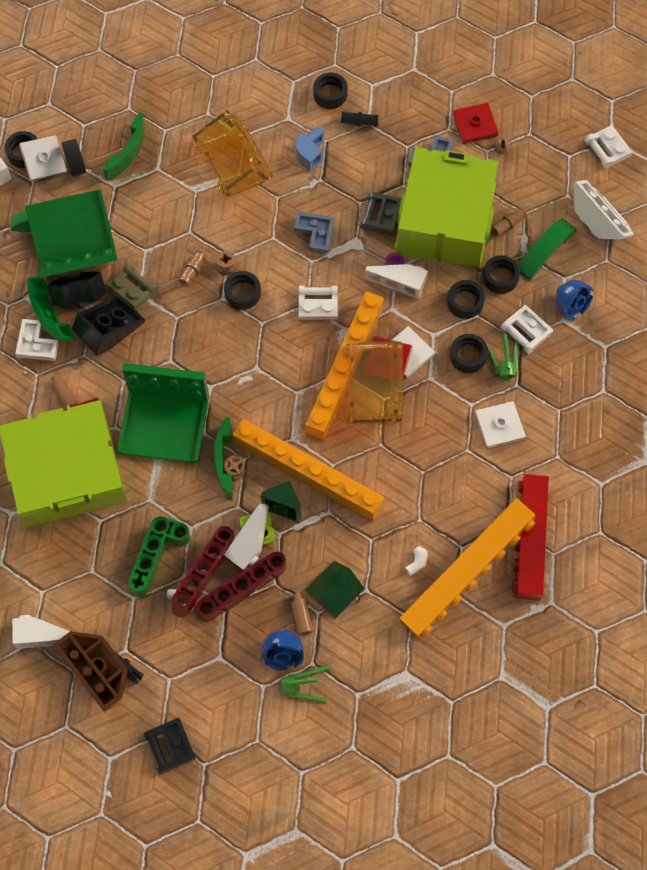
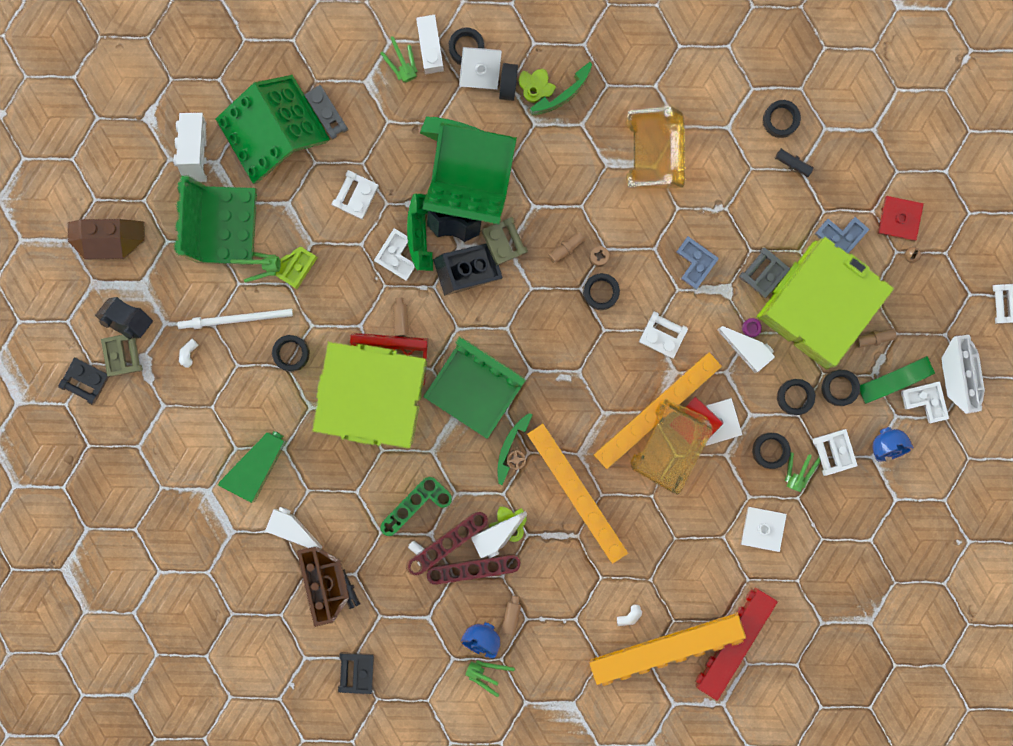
camera: 25 degrees right, 20 degrees up
(100, 154) = (536, 82): none -> lime plate
(283, 501) = (542, 514): dark green slope -> none
(308, 149) = (727, 176): medium blue brick -> none
(335, 588) = (550, 606): dark green slope -> none
(583, 247) = (929, 396): none -> white plate

